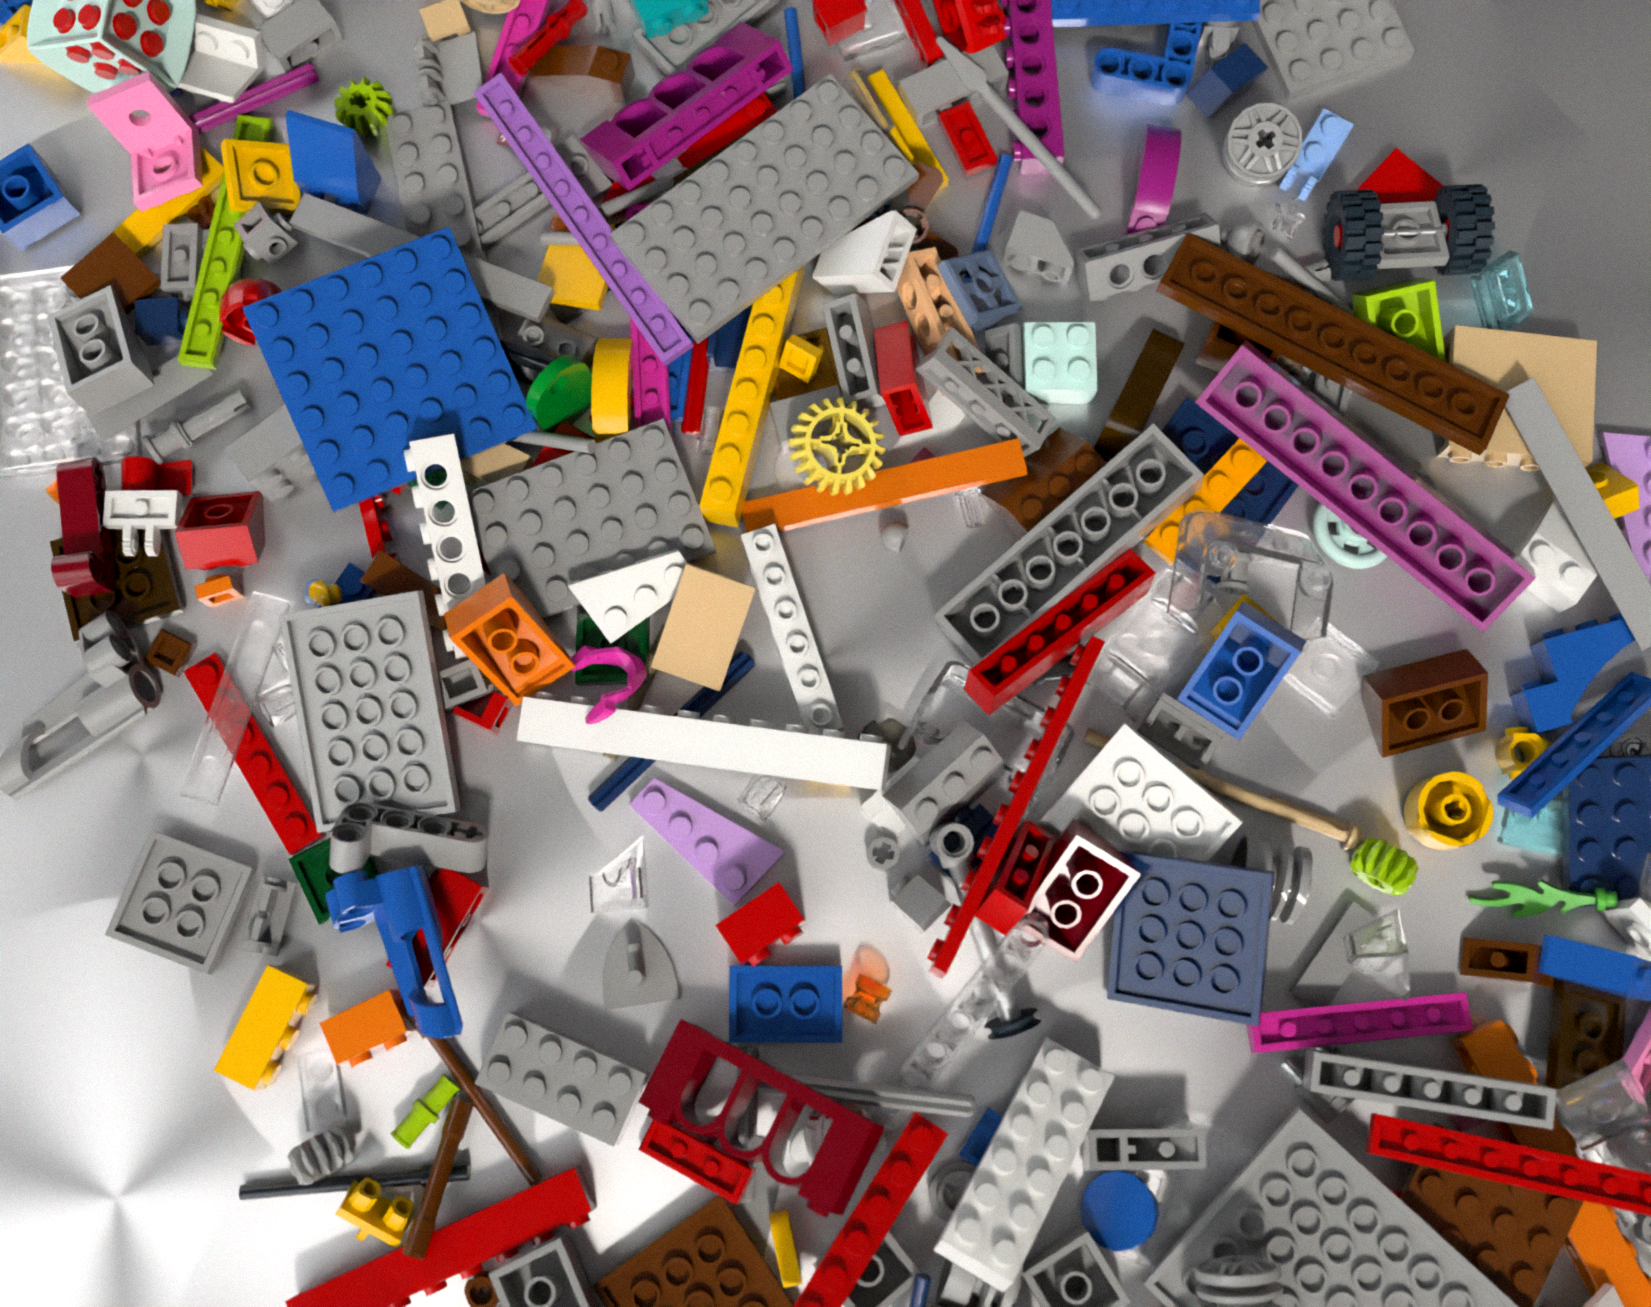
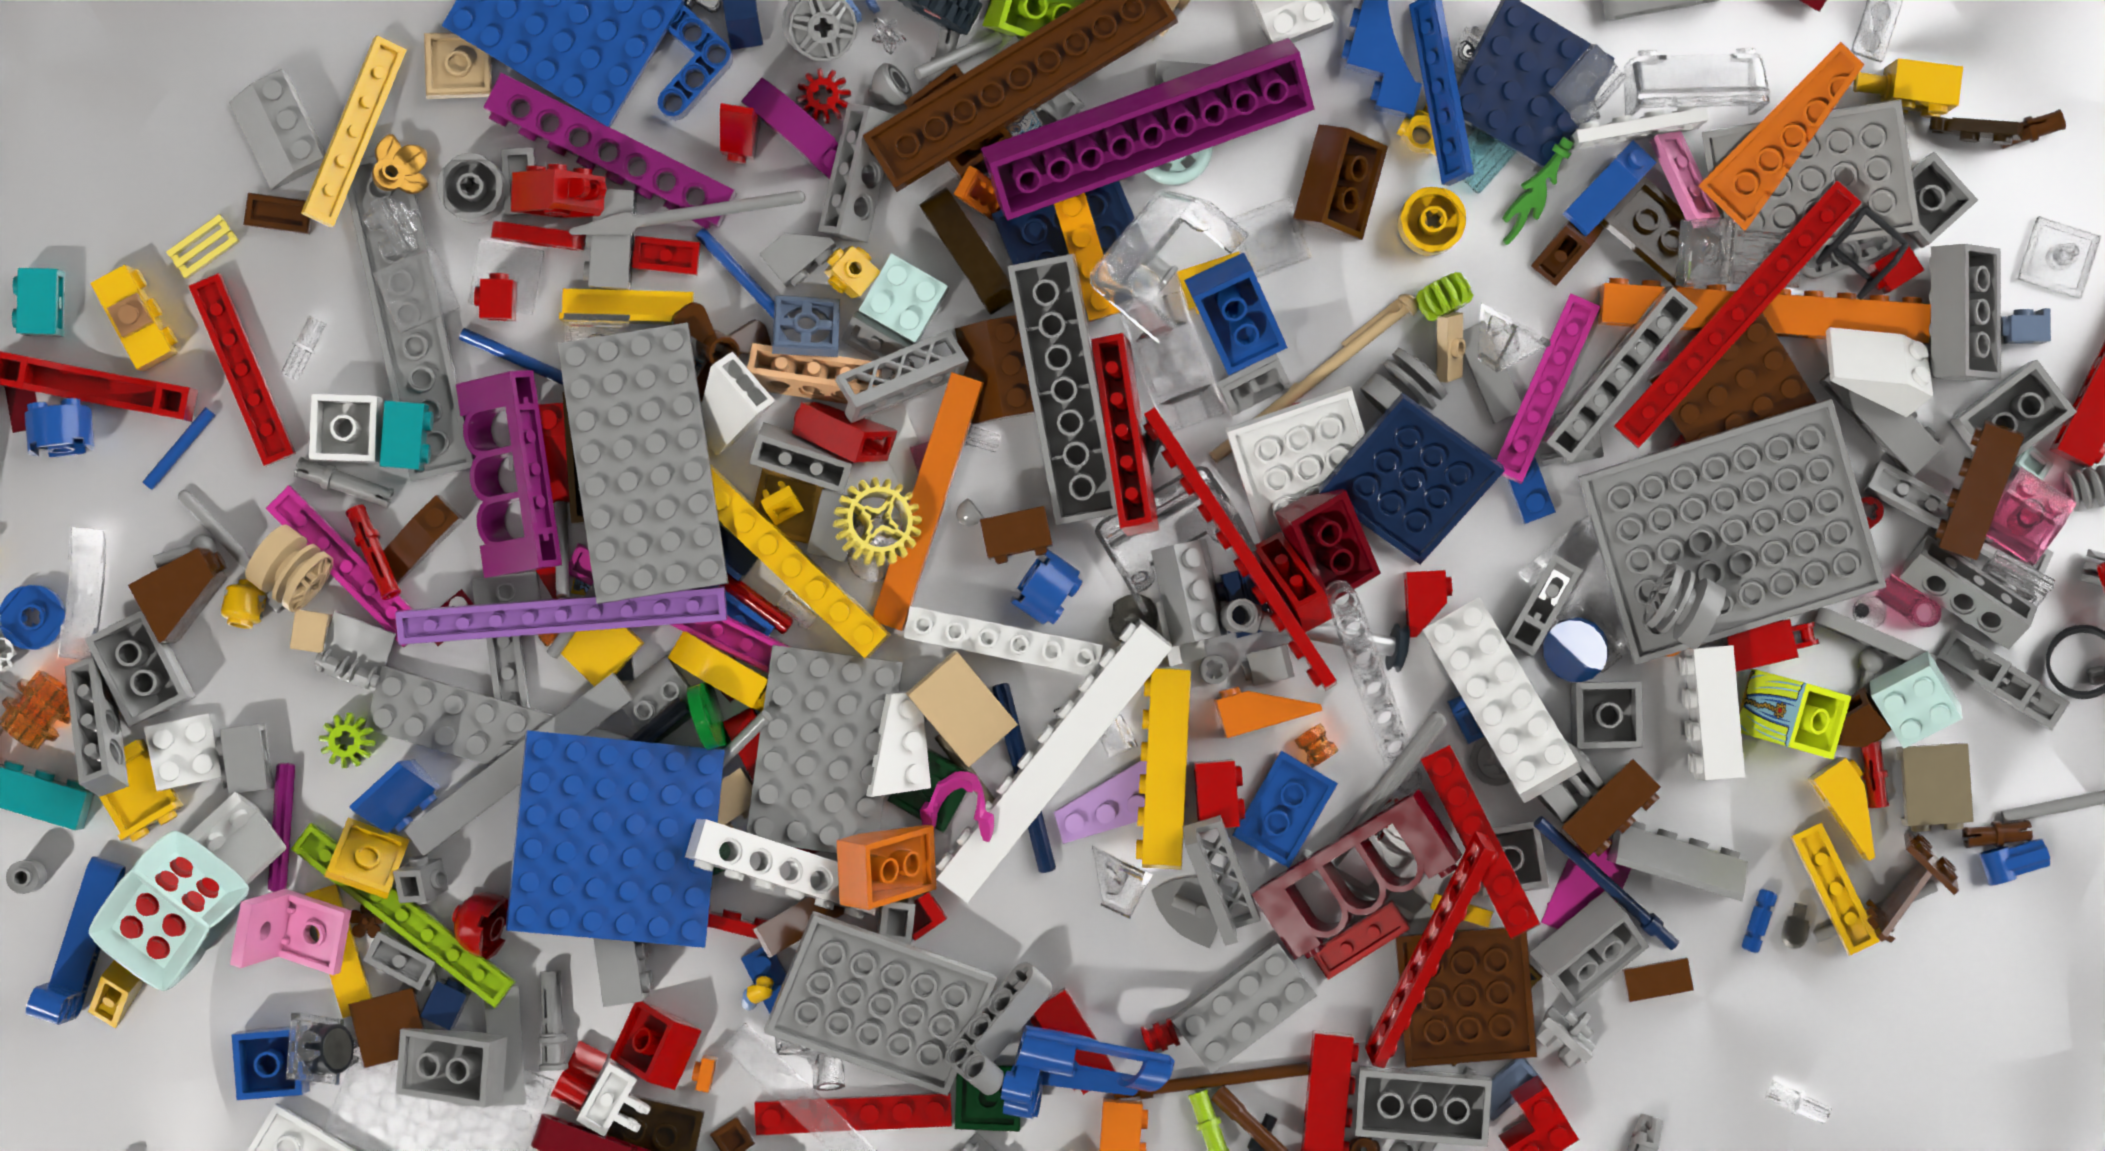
camera: 60 degrees left, 10 degrees up
(54, 228) = (319, 1049): none -> piece
(487, 1010) = (1160, 1036): none -> red bush
(666, 970) = (1211, 885): none -> light grey fence
(733, 1239) = (1430, 948): none -> red plate
(757, 859) = (1166, 769): none -> yellow brick
(866, 914) = (1250, 711): none -> orange slope
(867, 642) = (1046, 588): none -> blue brick
(902, 584) = (1016, 534): none -> reddish brown container
(1055, 299) = (856, 279): none -> yellow brick
(1079, 1021) = (1425, 597): none -> red slope
(1121, 128) = (738, 133): none -> red slope
(1198, 191) = (833, 101): none -> red gear
(1200, 367) = (978, 193): none -> orange plate
(1243, 1071) = (1532, 495): none -> blue plate
(1339, 901) = (1450, 347): none -> tan plate

